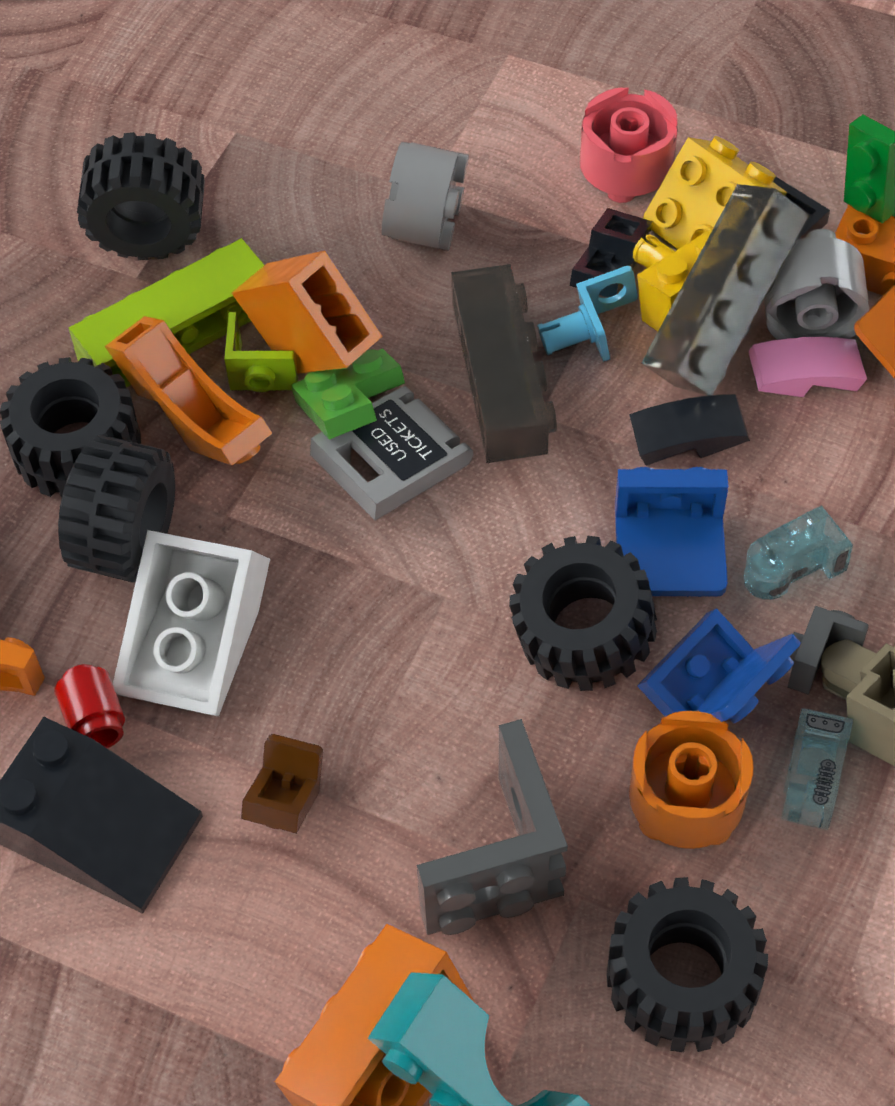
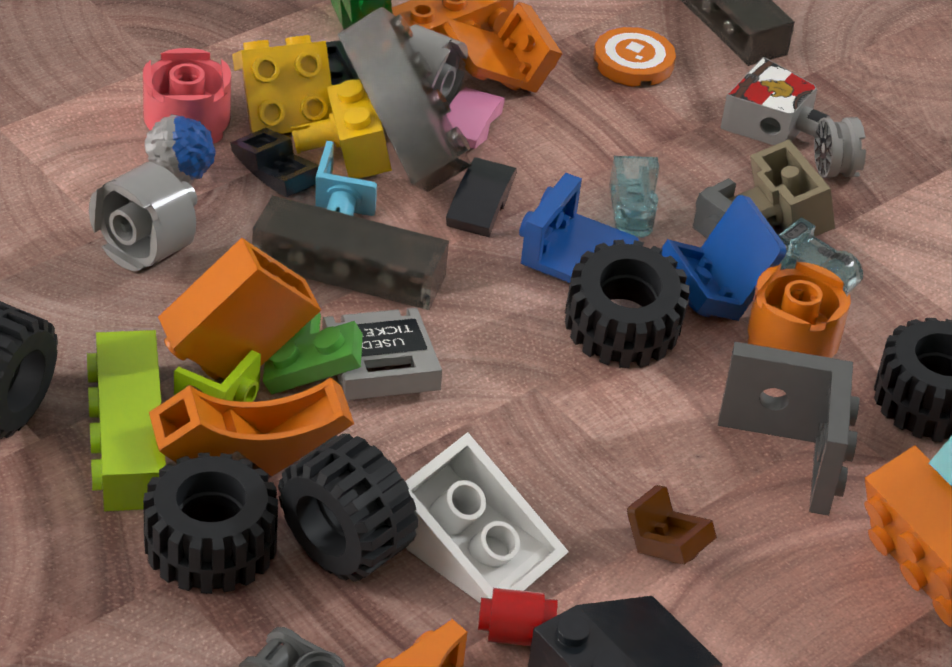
camera: 70 degrees left, 15 degrees down
(548, 175) = (181, 147): none -> piece

